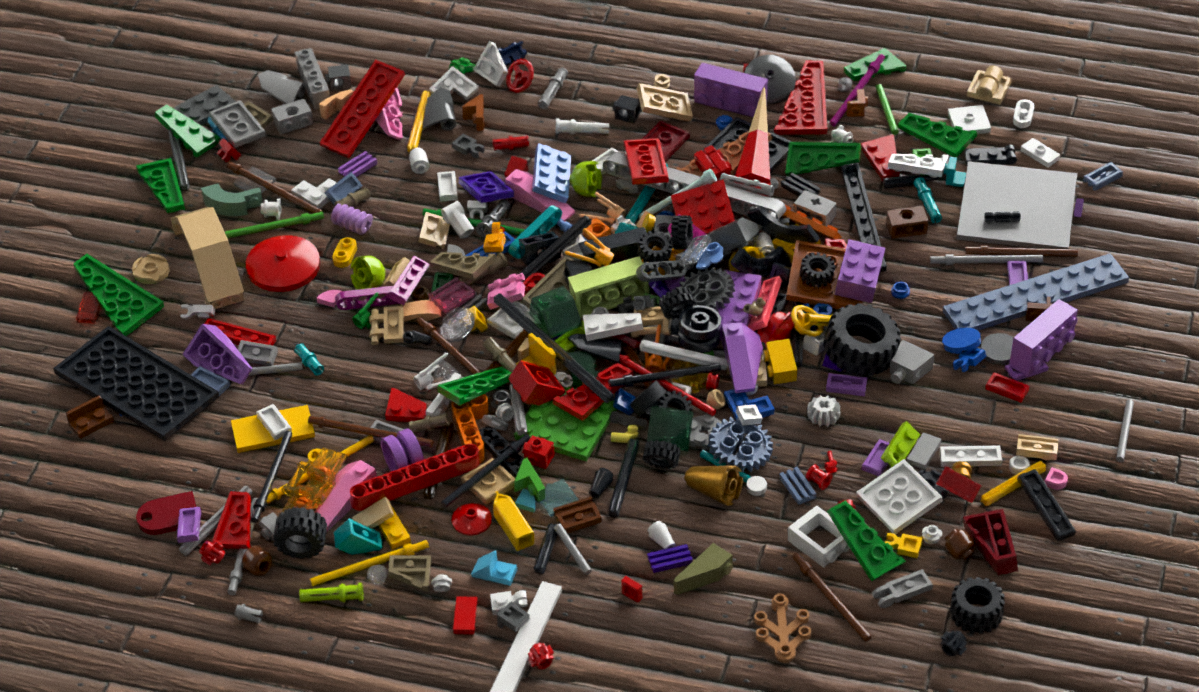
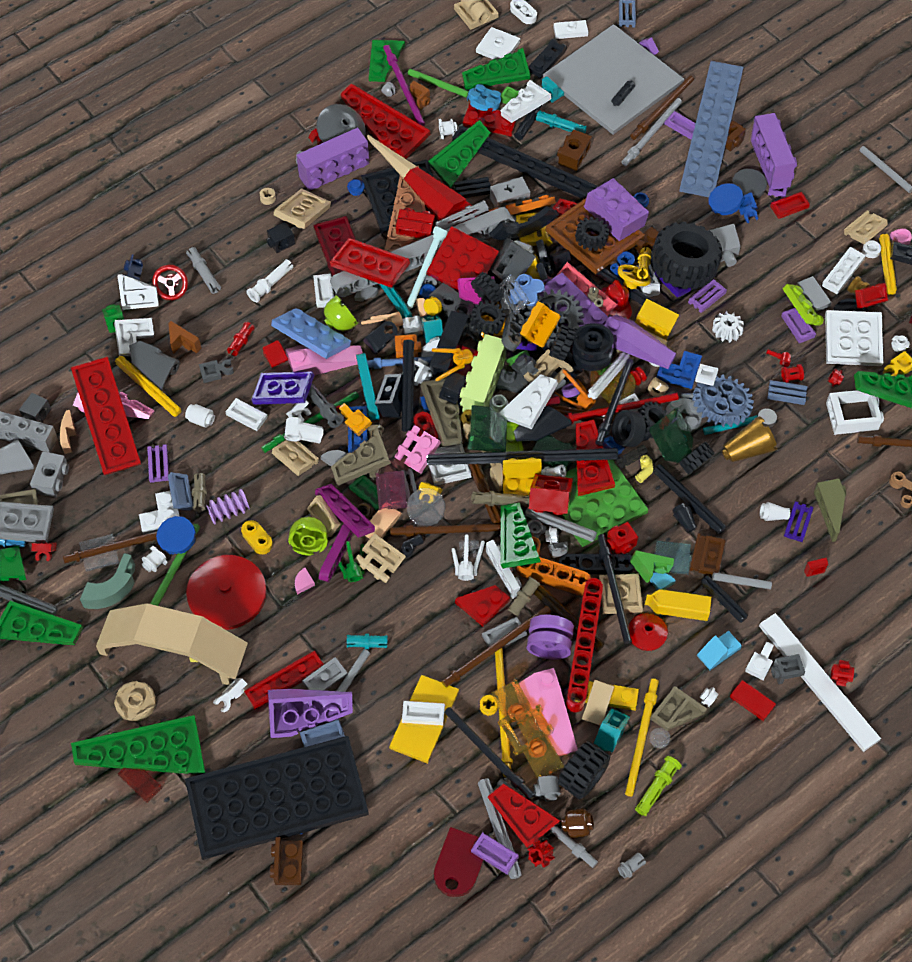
camera: 55 degrees left, 15 degrees up
(301, 206) = (176, 535): none -> blue tile
(591, 210) = (378, 339): none -> black piece
(681, 276) = (540, 324): none -> light orange bracket
(897, 139) = (484, 98): none -> dark azure plate

